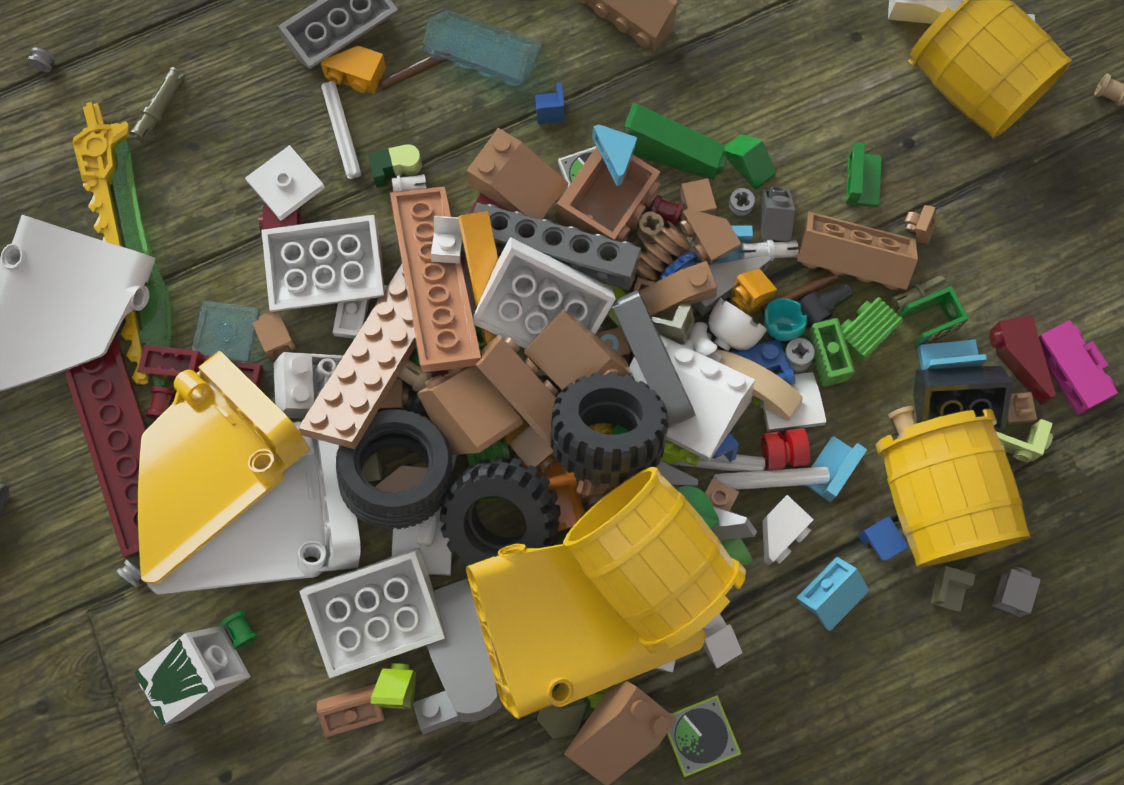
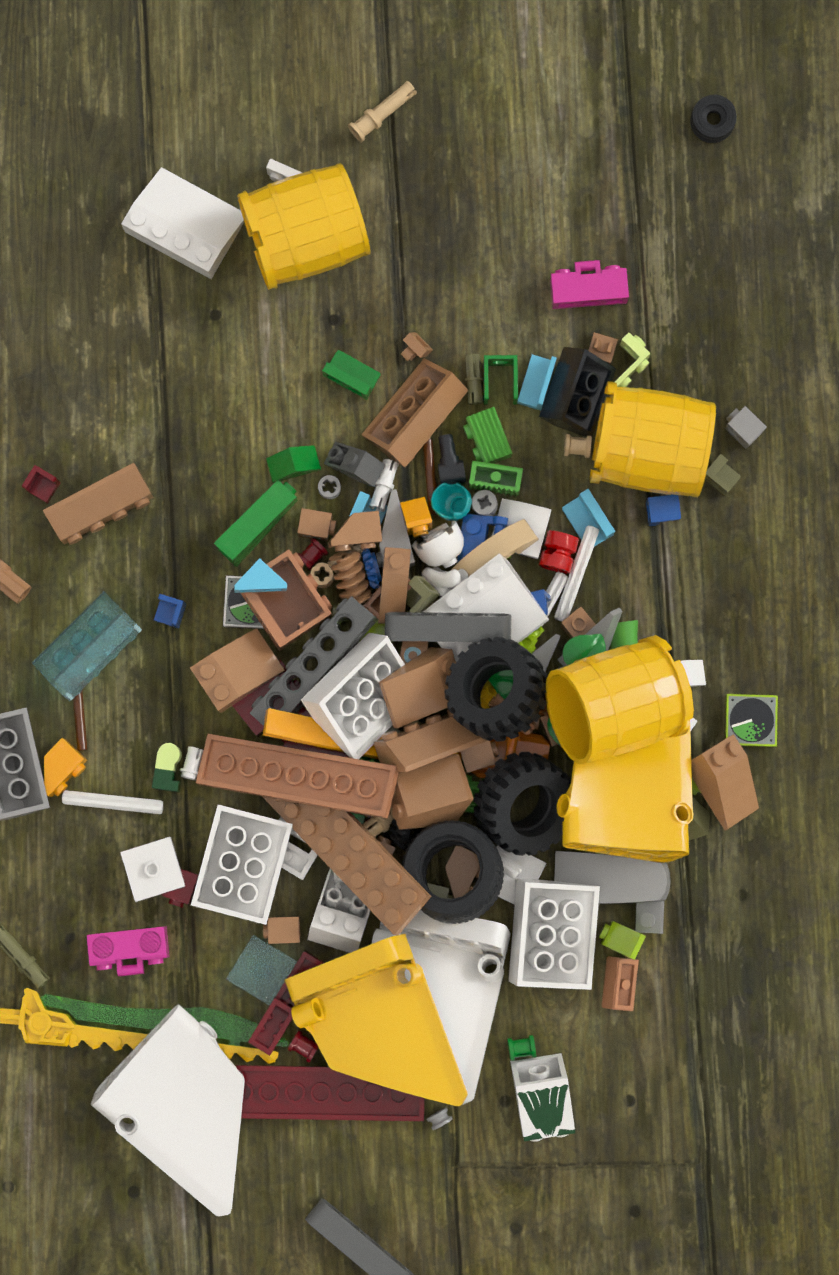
camera: 65 degrees left, 10 degrees up
(209, 207) = (142, 944): none -> dark pink piece
(446, 240) = (267, 750): white slope -> none
(782, 527) = (620, 583): white slope -> none
(834, 592) = (686, 567): medium azure panel -> none
(1022, 353) = (558, 323): dark red slope -> none

